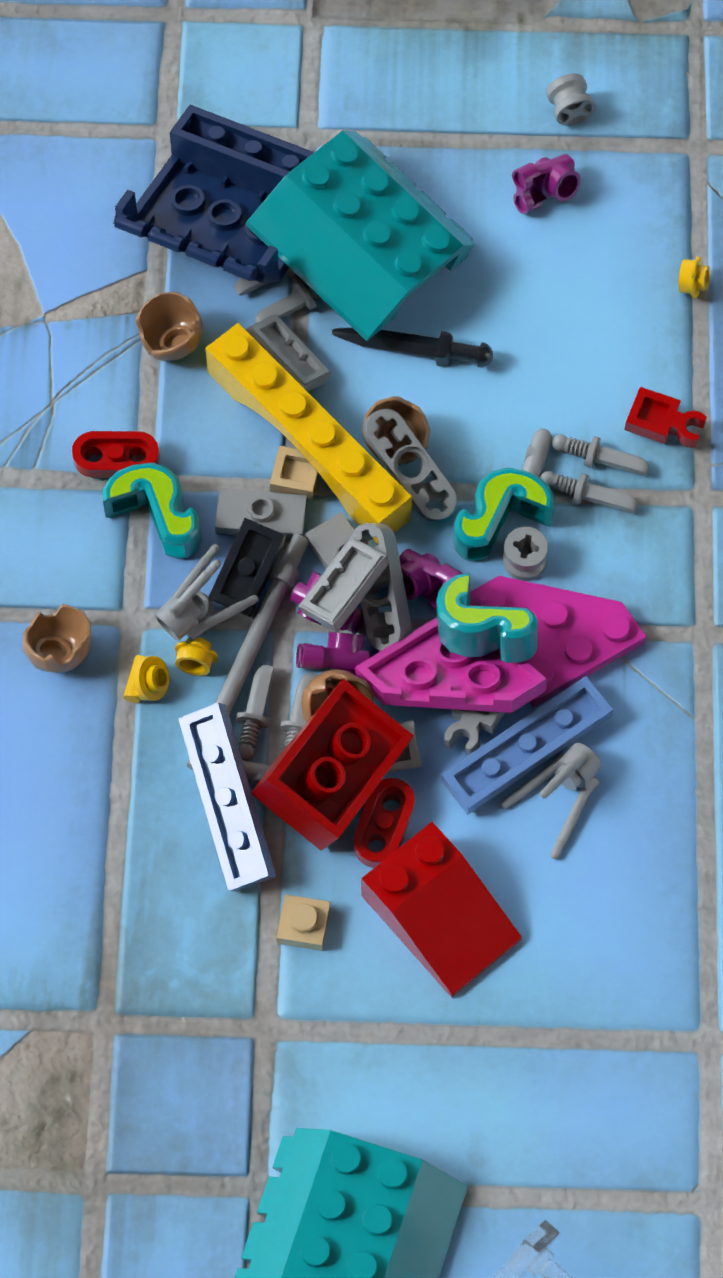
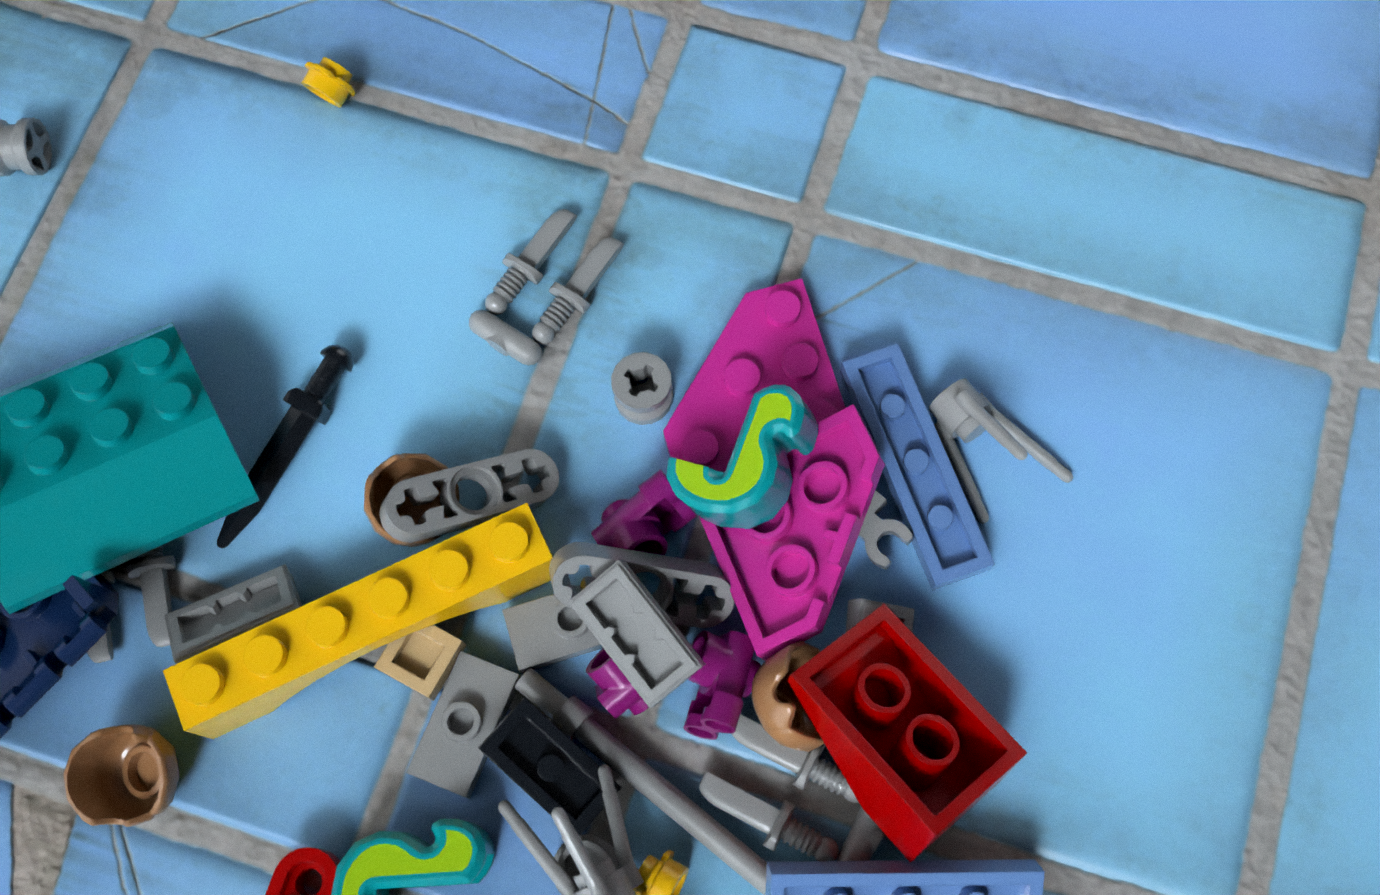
camera: 70 degrees left, 5 degrees up
(303, 922) = (1102, 838): tan plate -> none
(381, 824) = (991, 673): red plate -> none
(439, 909) = (1123, 646): red slope -> none
(494, 499) = (562, 410): teal animal -> none
(545, 179) = (117, 209): magenta plate -> none
(657, 416) = (506, 179): red plate -> none

